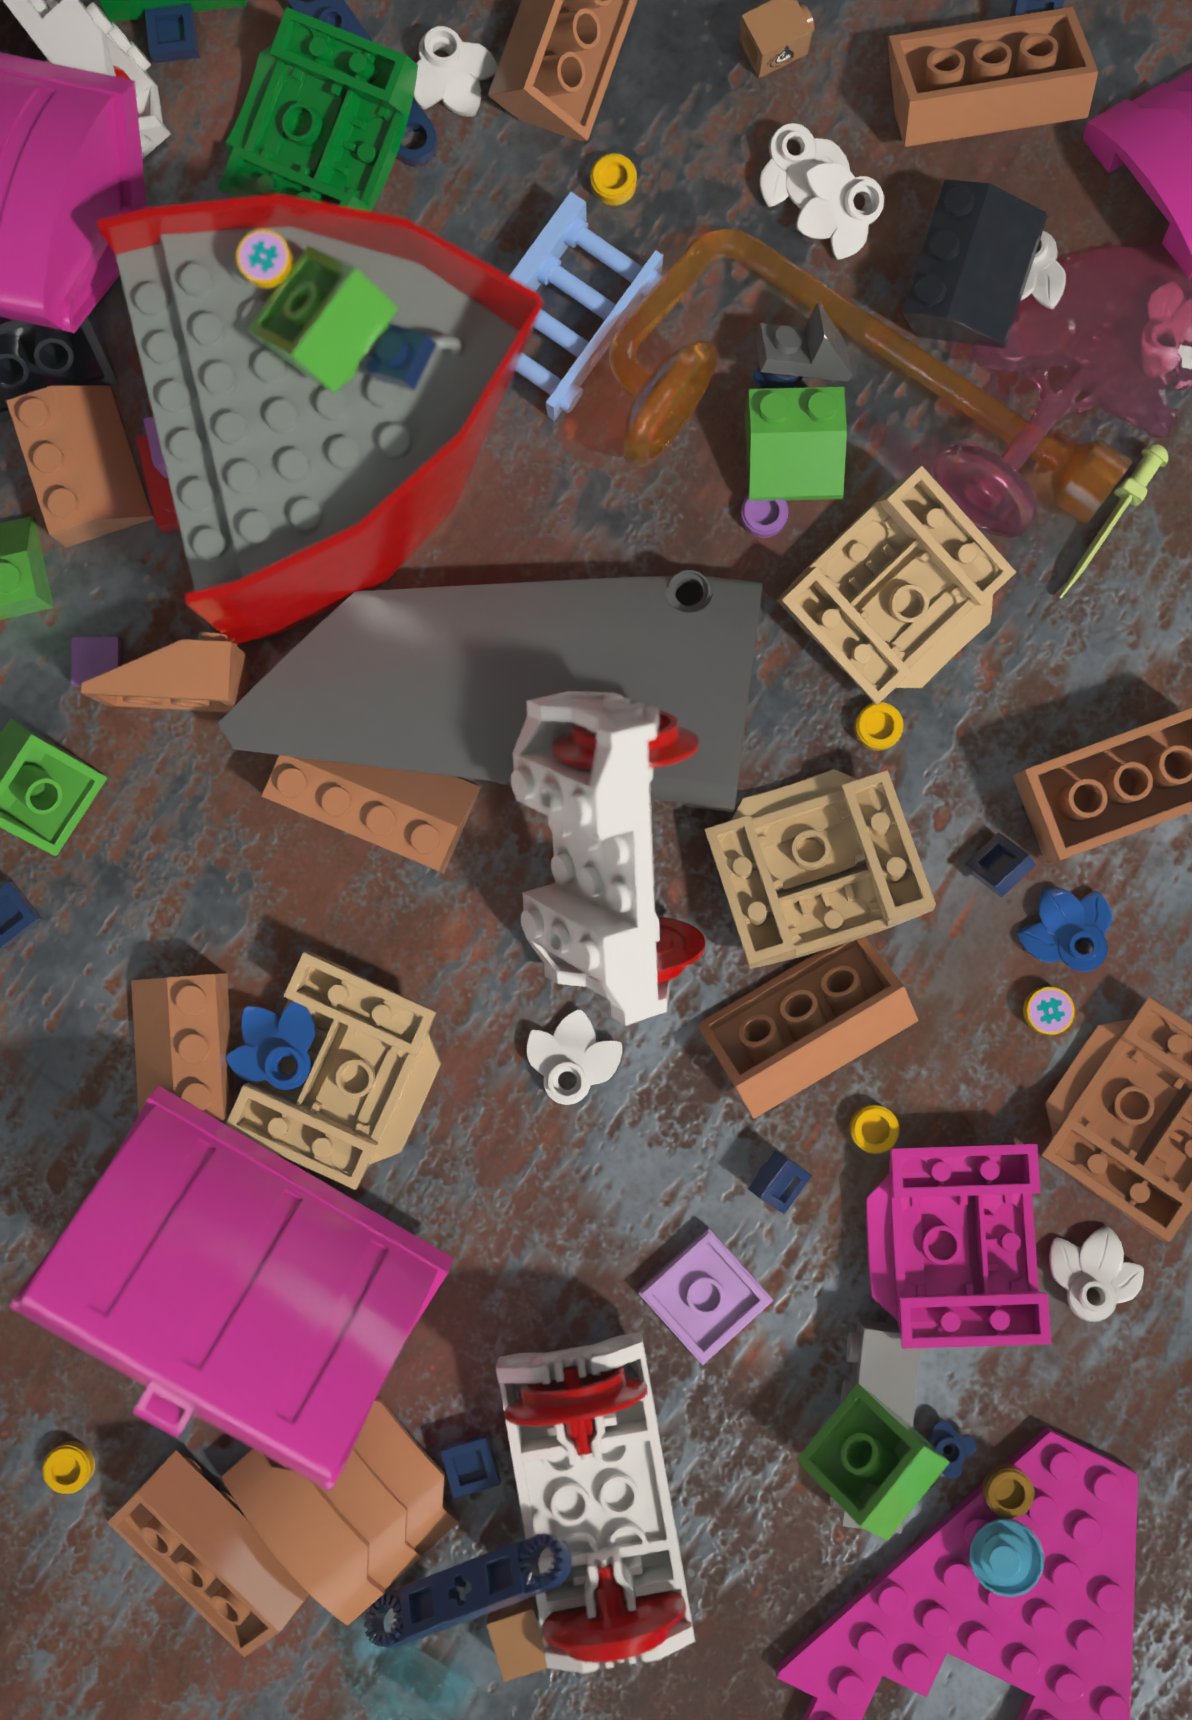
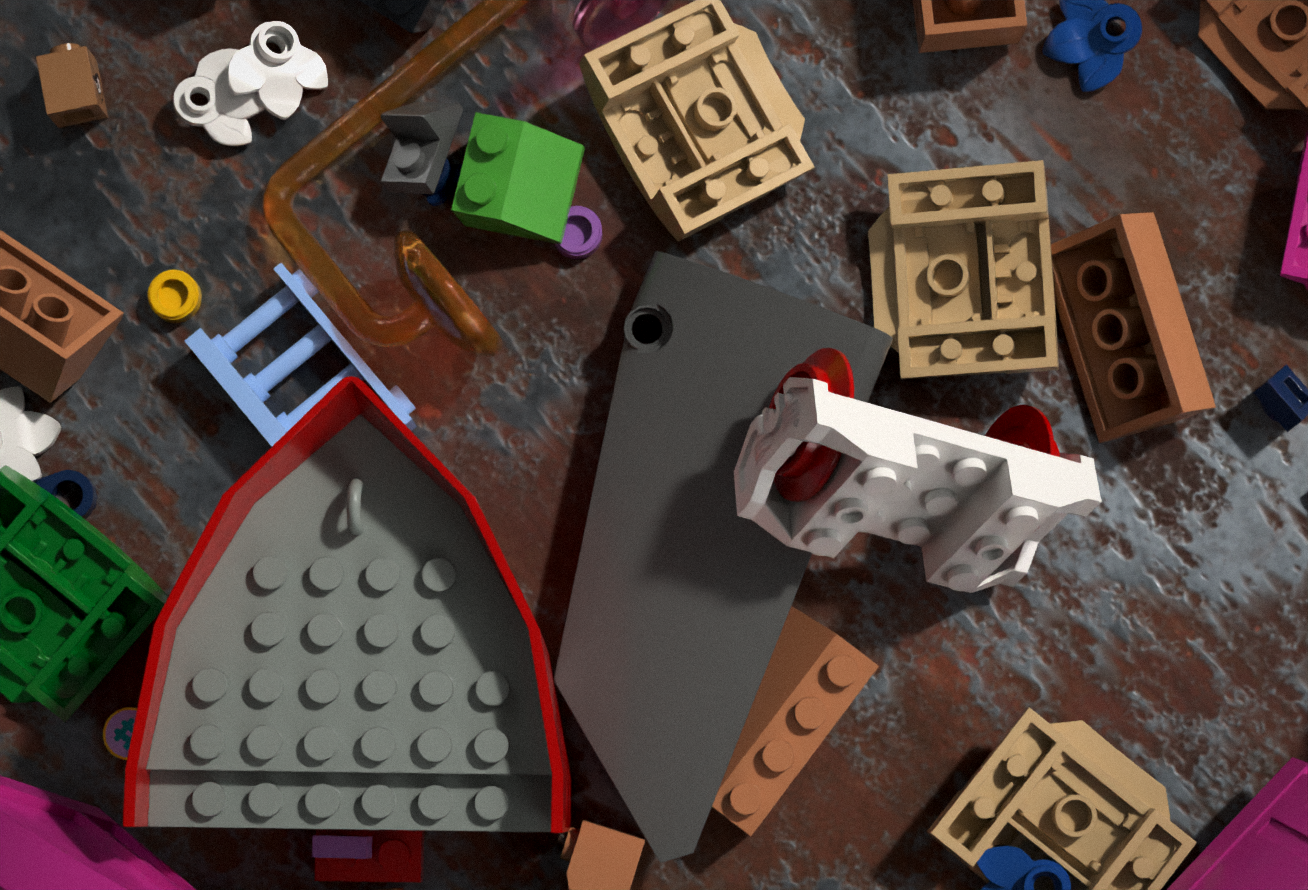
camera: 80 degrees left, 5 degrees down
(264, 258) = (213, 658): tile -> none
(323, 318) = (296, 612): bright green slope -> none
(401, 356) = (360, 541): dark blue plate -> none
(572, 1050) = (1097, 578): white plate -> none
(874, 1129) = (1252, 288): yellow tile -> none
(878, 726) = (834, 174): yellow tile -> none
(1000, 864) = (1010, 88): dark blue plate -> none
(1048, 1010) = (1171, 80): tile -> none

